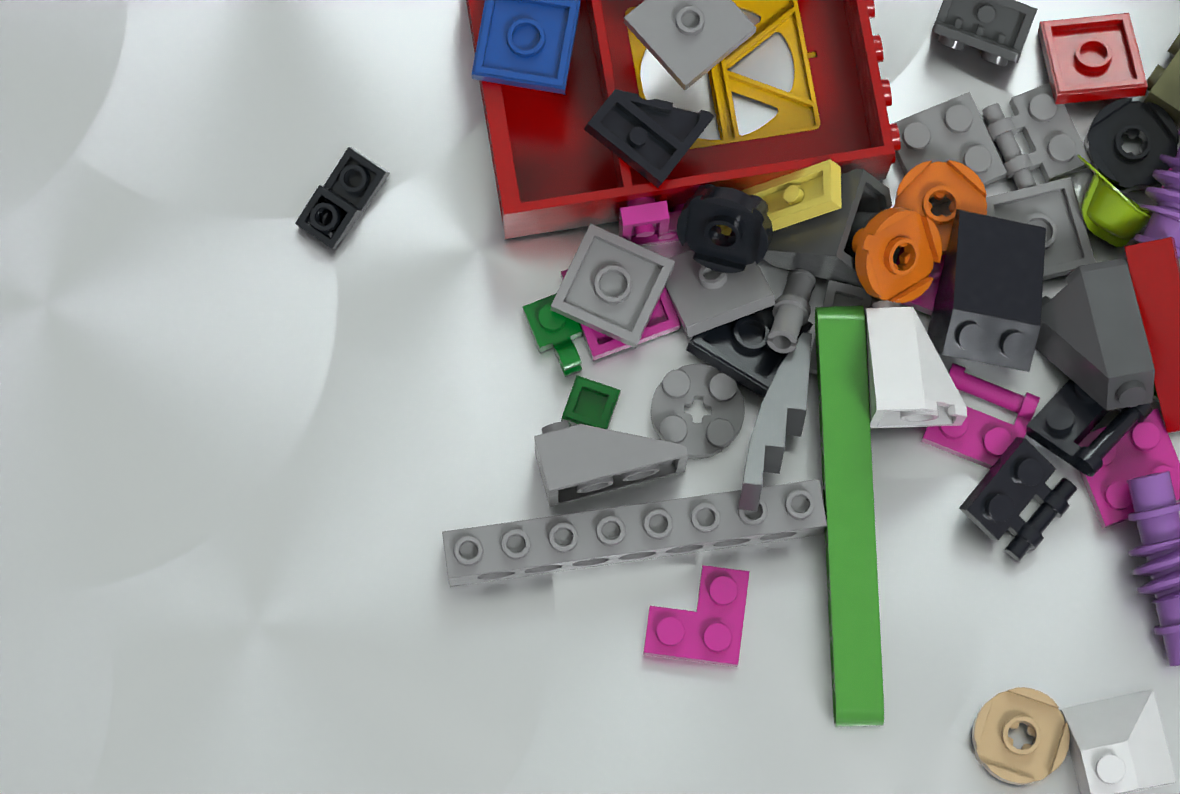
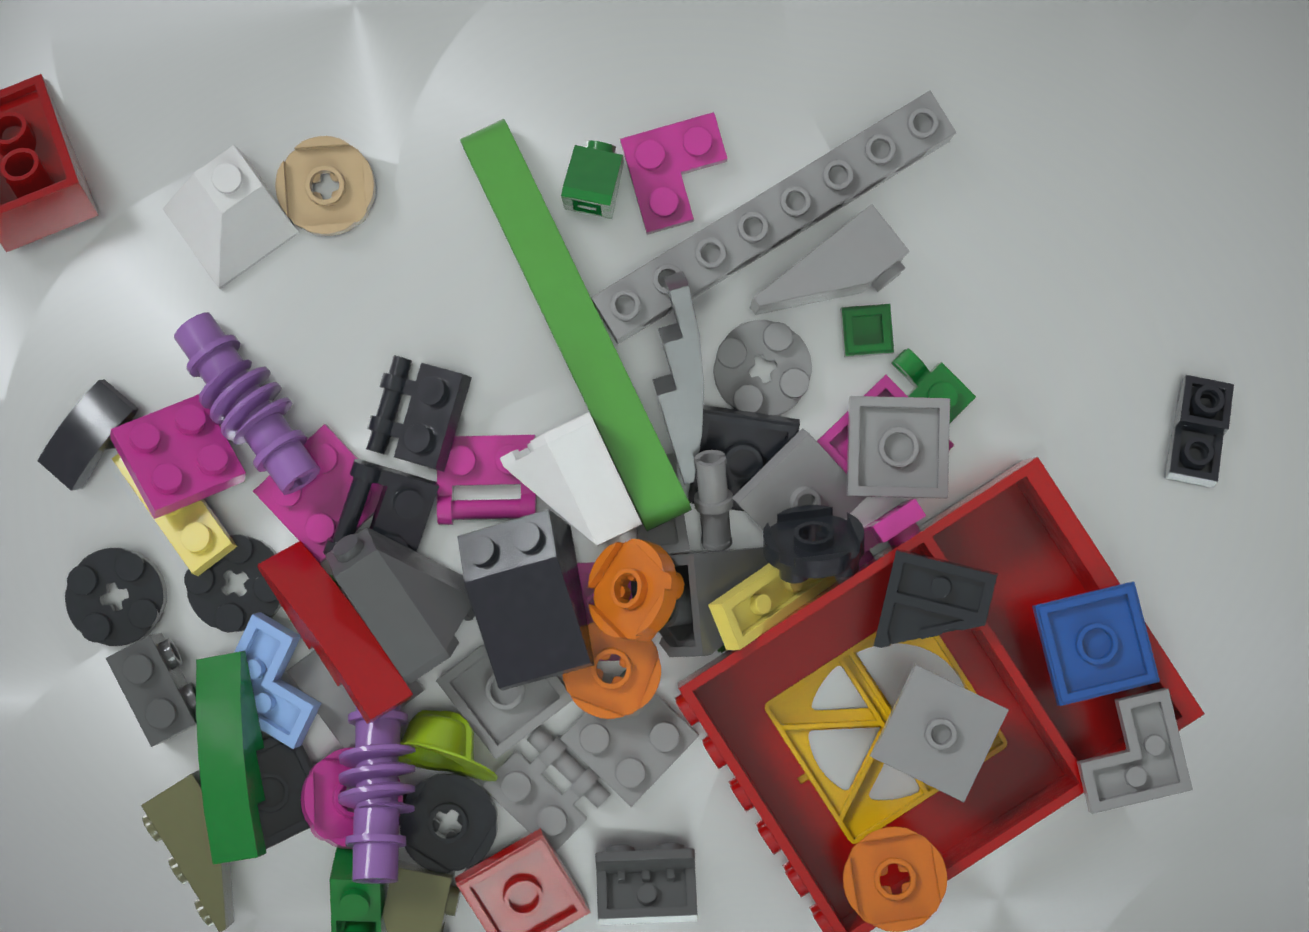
camera: 160 degrees right, 10 degrees up
(779, 633) = (593, 179): none -> green slope

